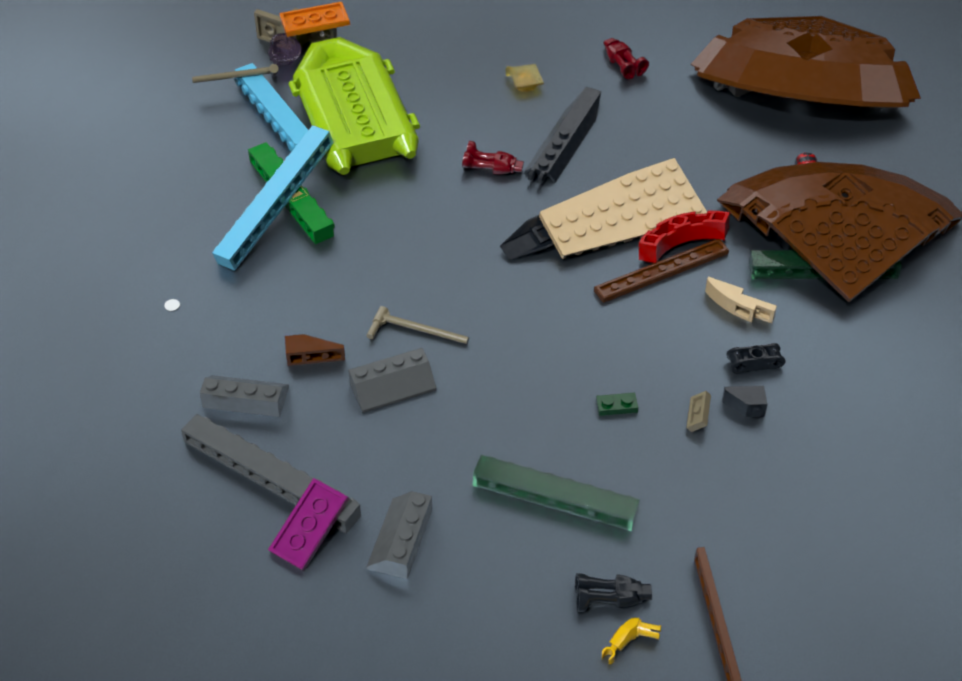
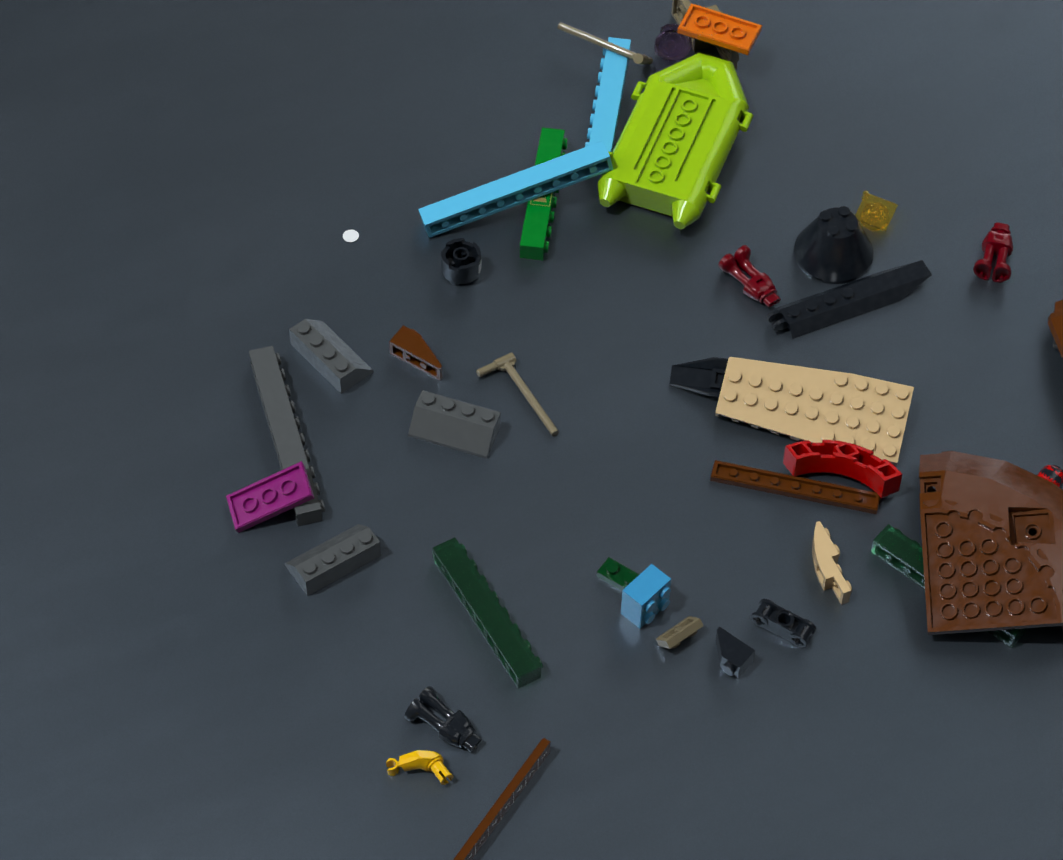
camera: 40 degrees right, 5 degrees up
(280, 269) = (461, 261): none -> black brick
(523, 109) = (834, 247): none -> black cone
(656, 401) = (646, 596): none -> dark azure brick

